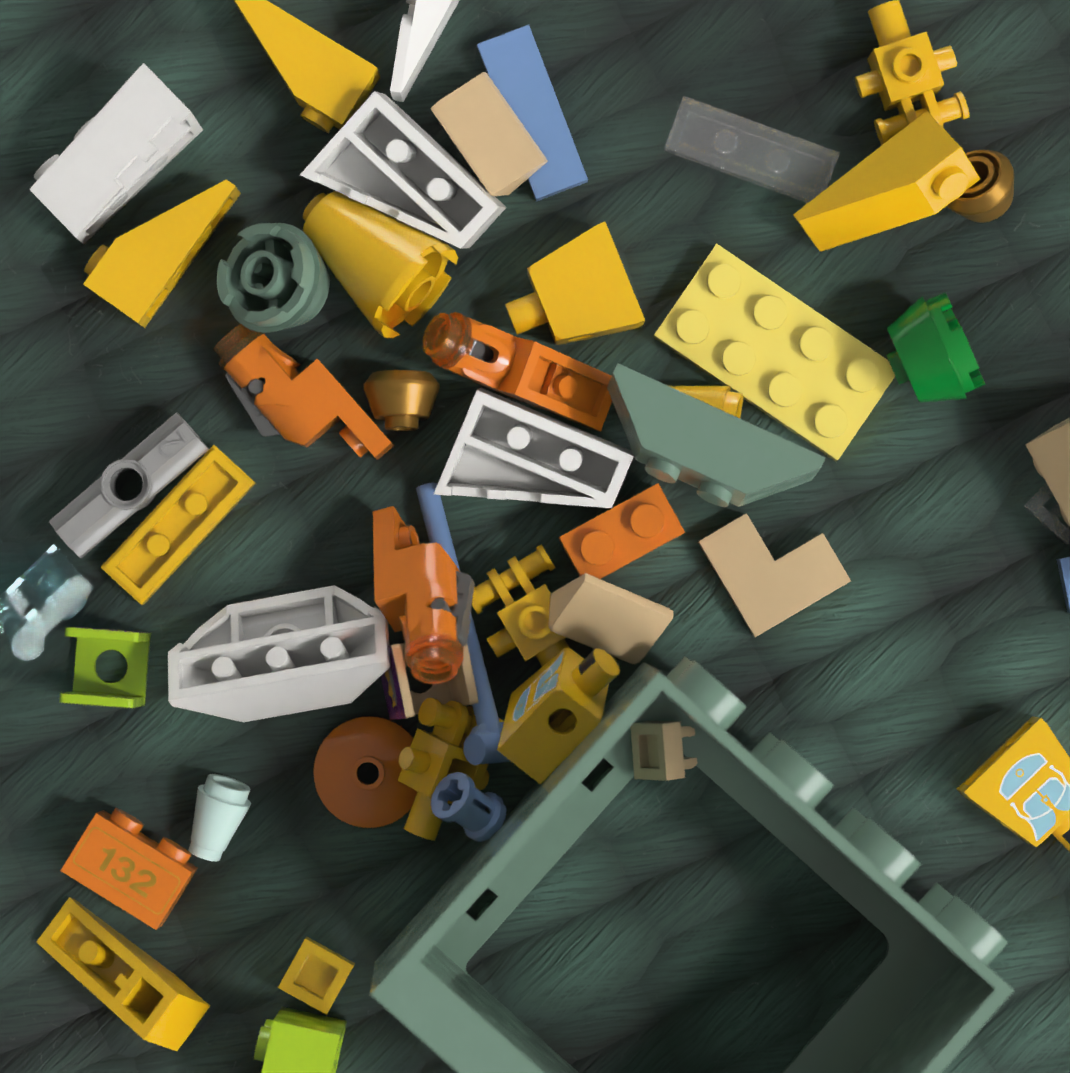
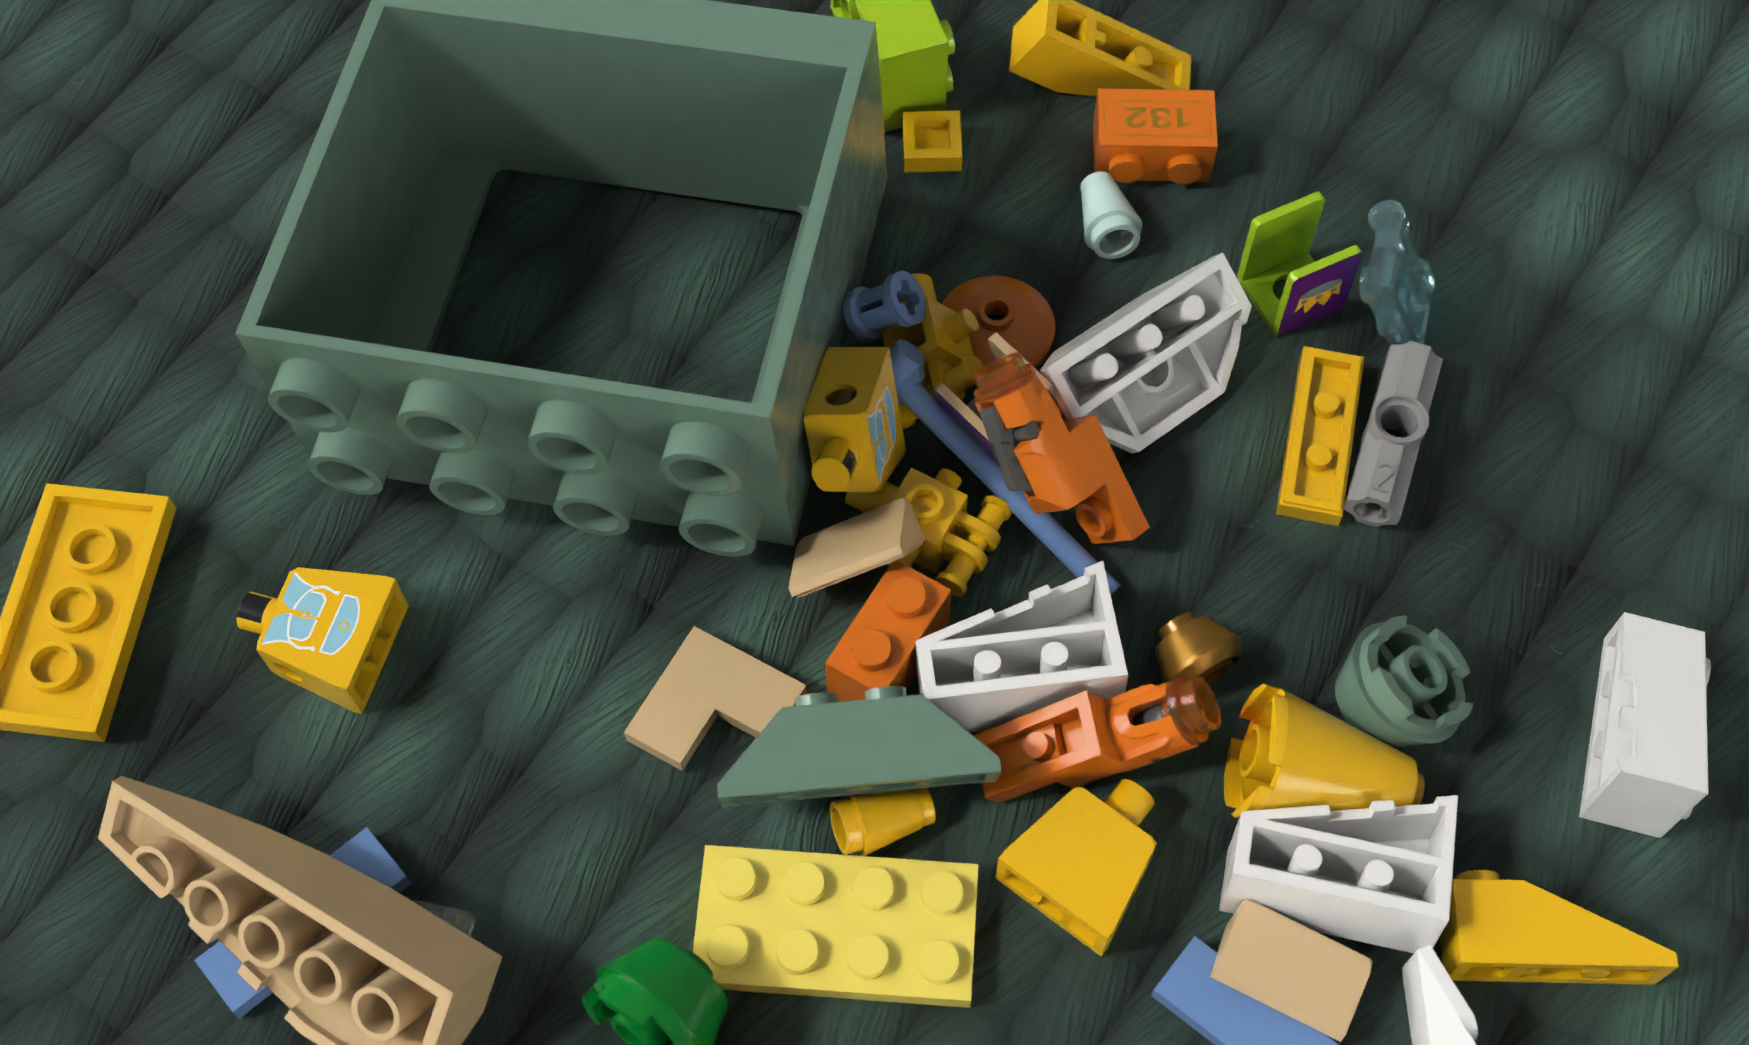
camera: 150 degrees right, 25 degrees down
(152, 258) = (1532, 638): yellow slope -> none
(290, 401) = (1290, 593): orange plate -> none

